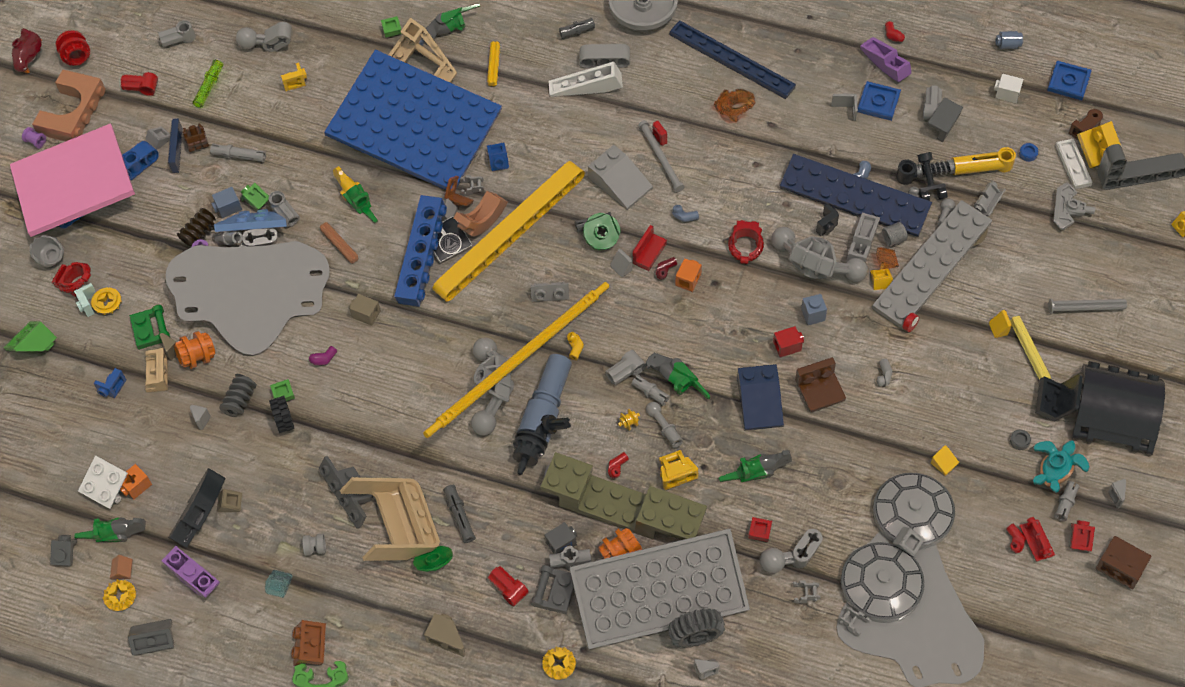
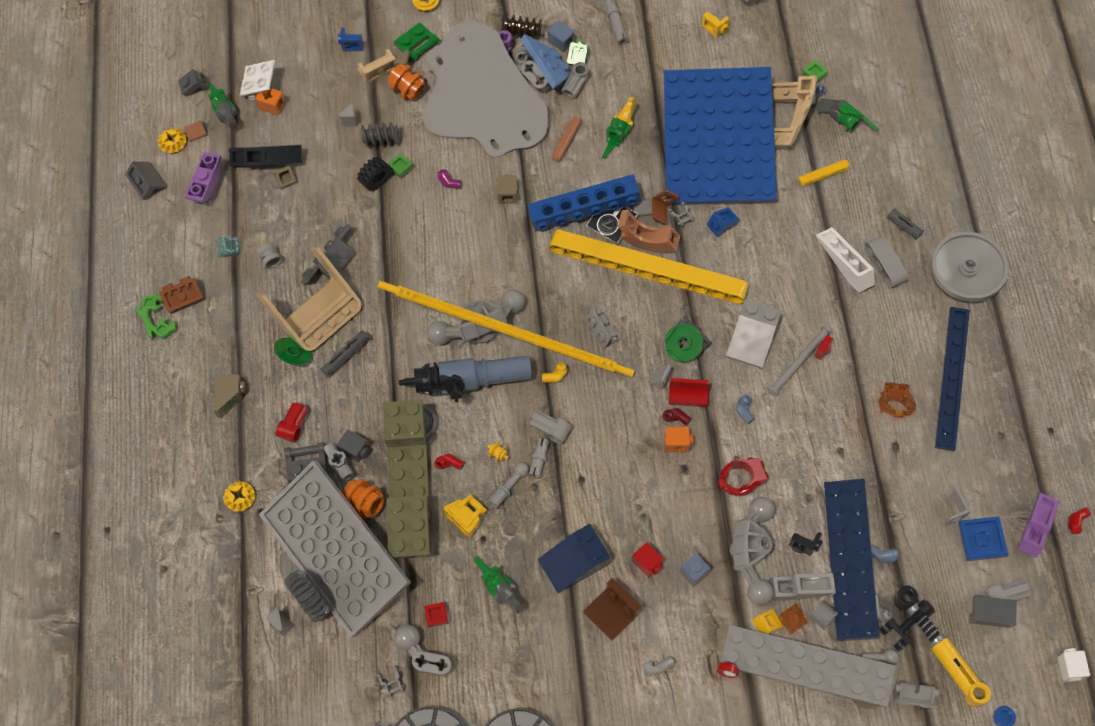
camera: 65 degrees right, 5 degrees up
(676, 373) = (563, 470): animal -> none

